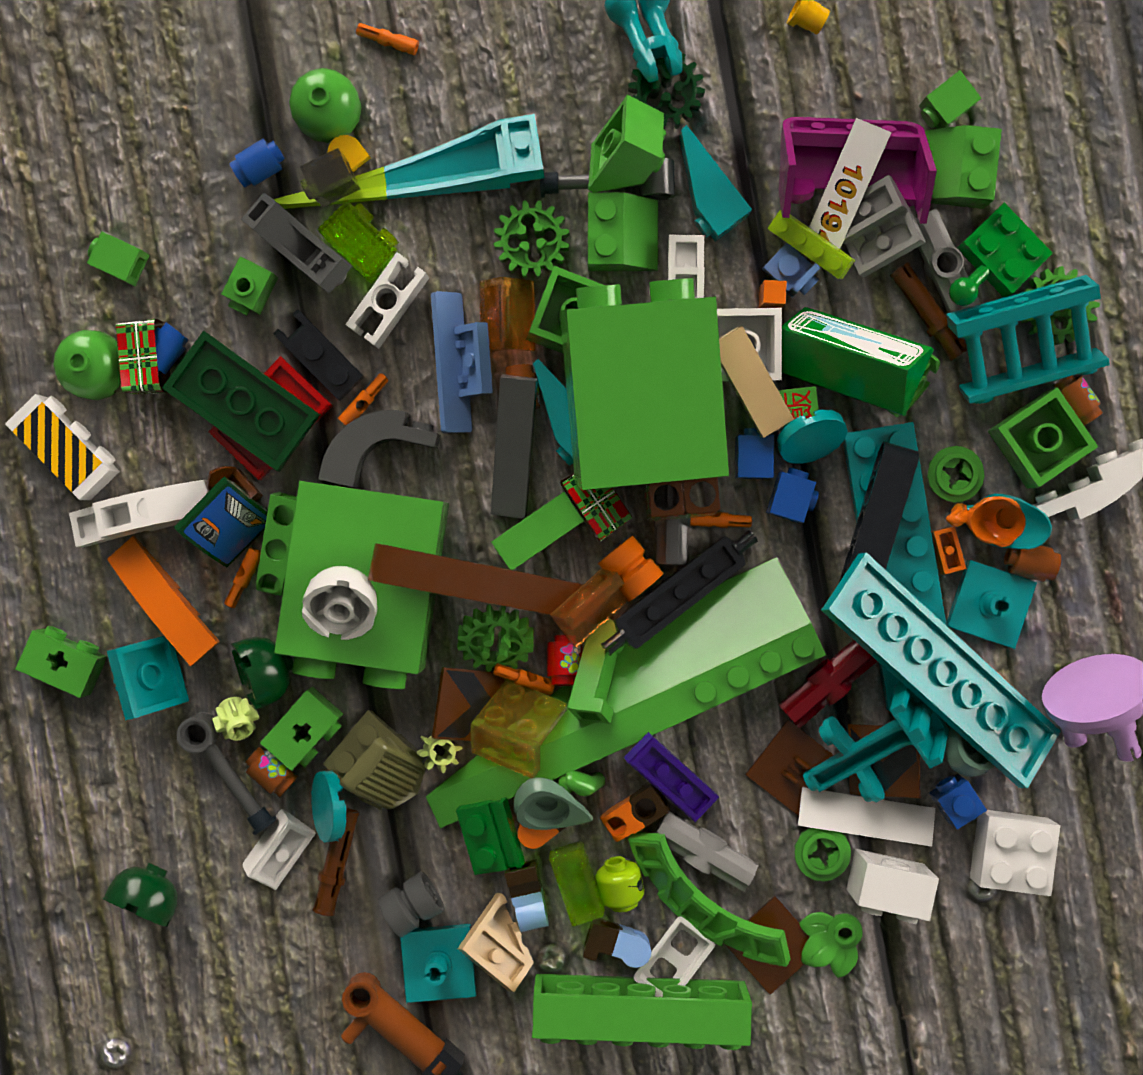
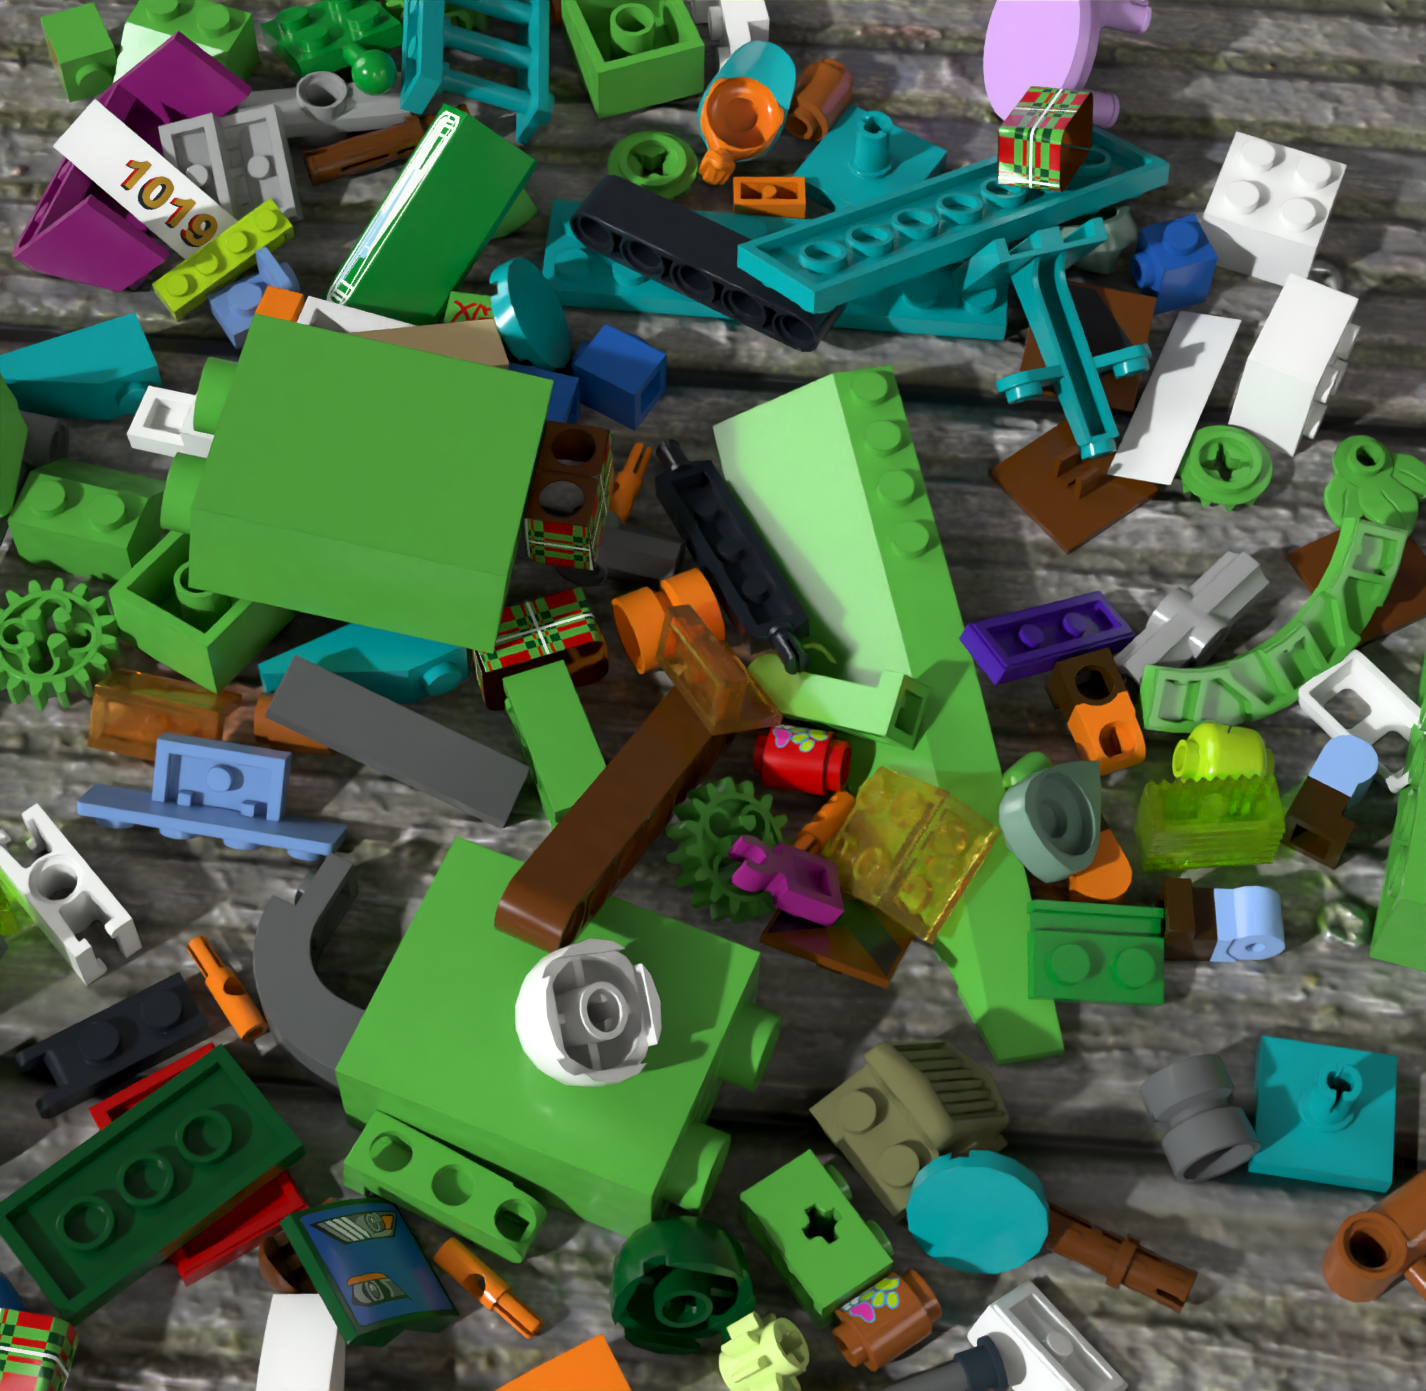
camera: 75 degrees left, 30 degrees down
(433, 757) = (916, 1002): yellowish green gear -> none
(480, 678) = (797, 879): none -> magenta plate
(497, 945) = (1305, 993): tan wing -> none
(827, 683) = (939, 394): dark red piece -> none
(1013, 713) = (1033, 135): none -> piece

